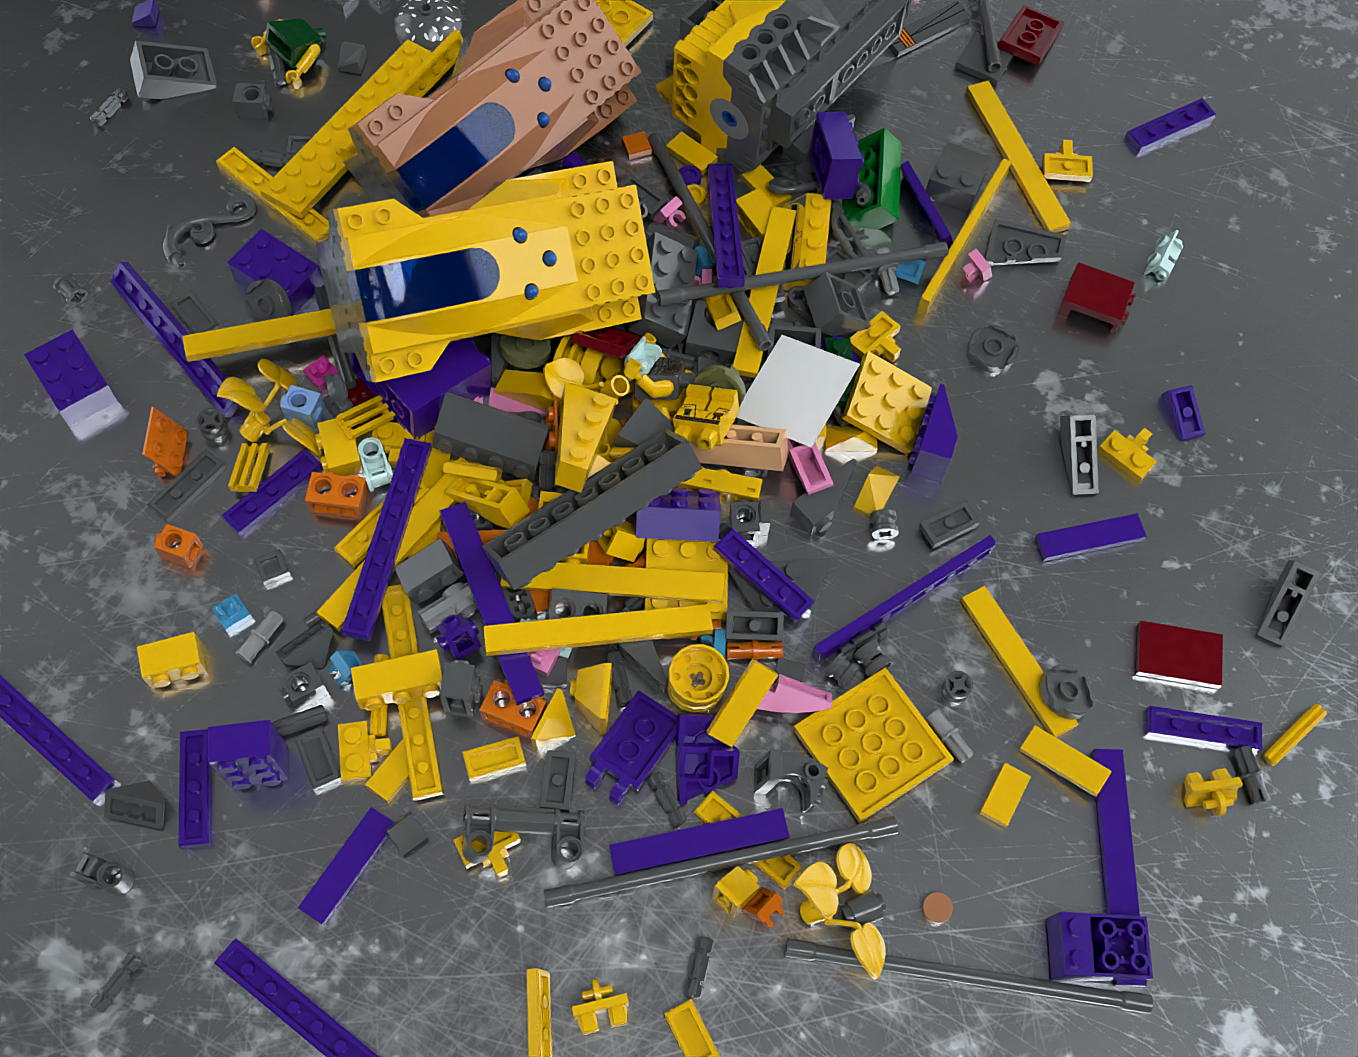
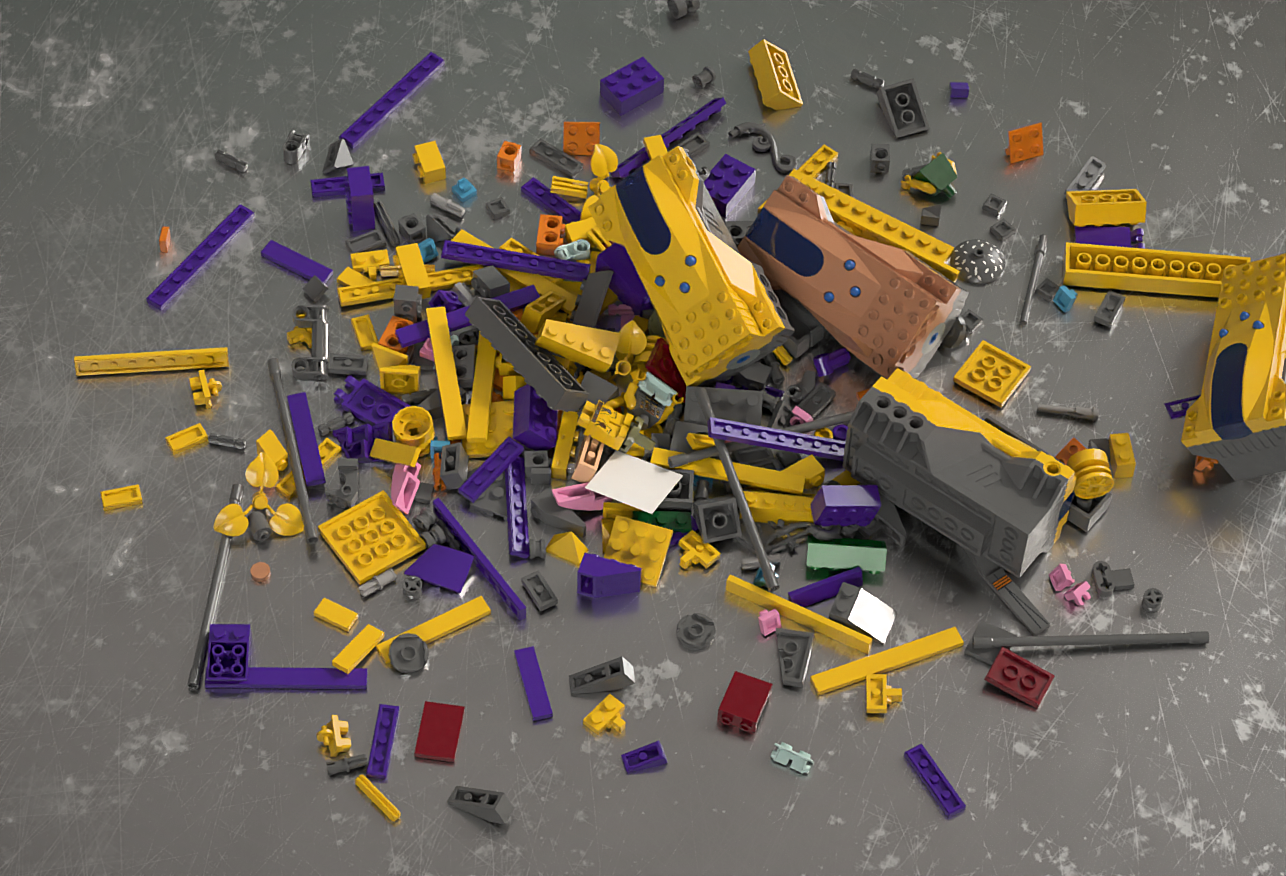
camera: 90 degrees right, 10 degrees down
(86, 207) = (774, 76): none -> yellow slope
(472, 470) = (564, 301): yellow tile -> none
(825, 549) = (517, 509): none -> dark purple tile
(924, 646) = (442, 567): none -> dark purple slope

